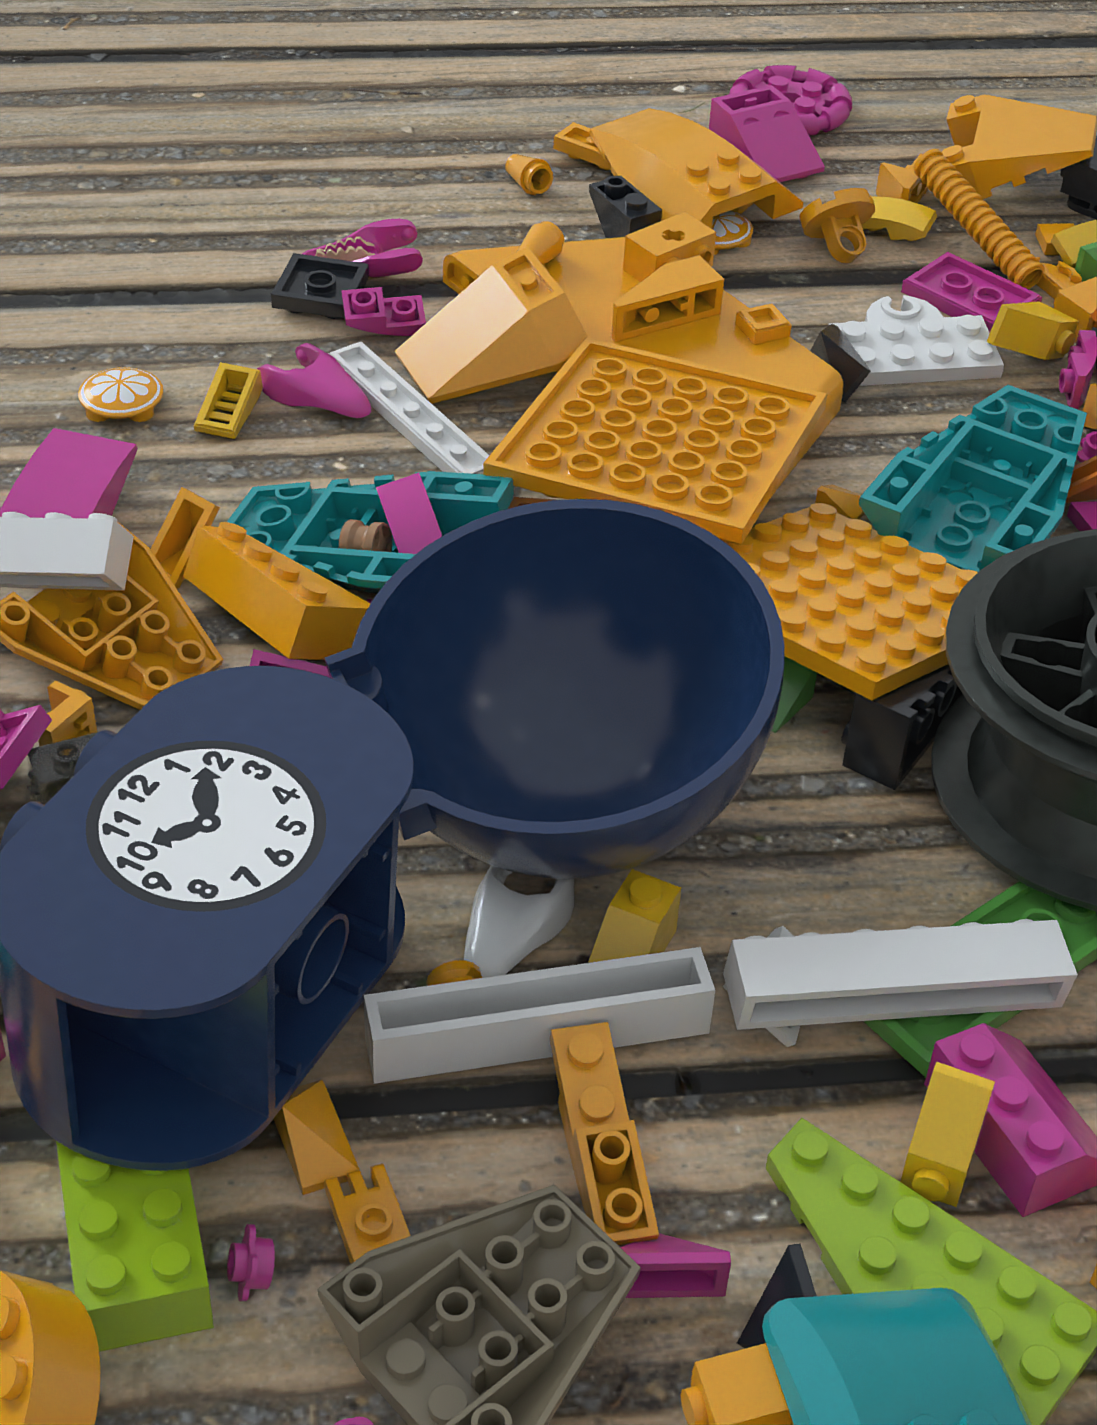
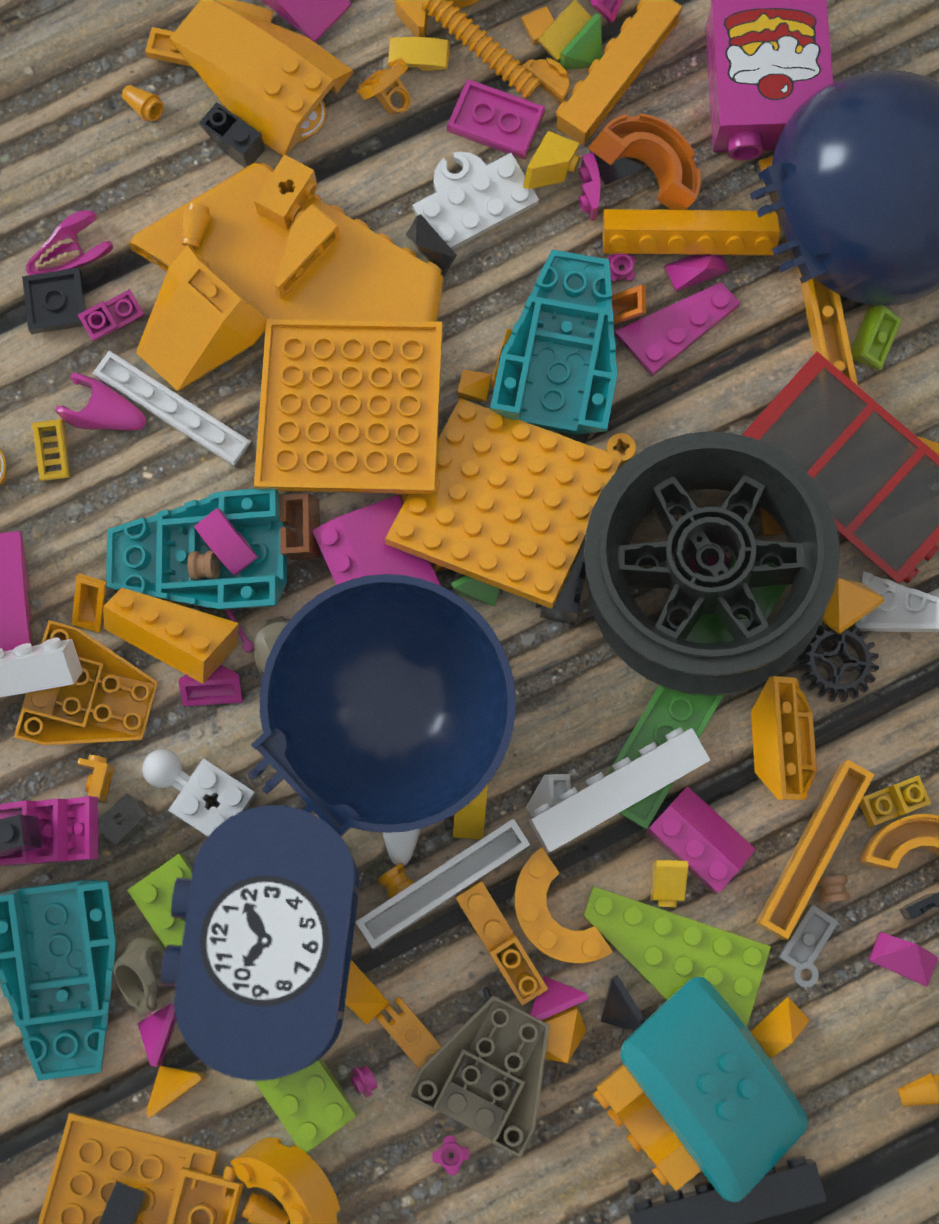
camera: 15 degrees left, 35 degrees up
(658, 1316) = (564, 1034): none -> light orange slope
(698, 1161) = (541, 928): none -> light orange brick
(763, 324) = (373, 242): light orange tile -> none

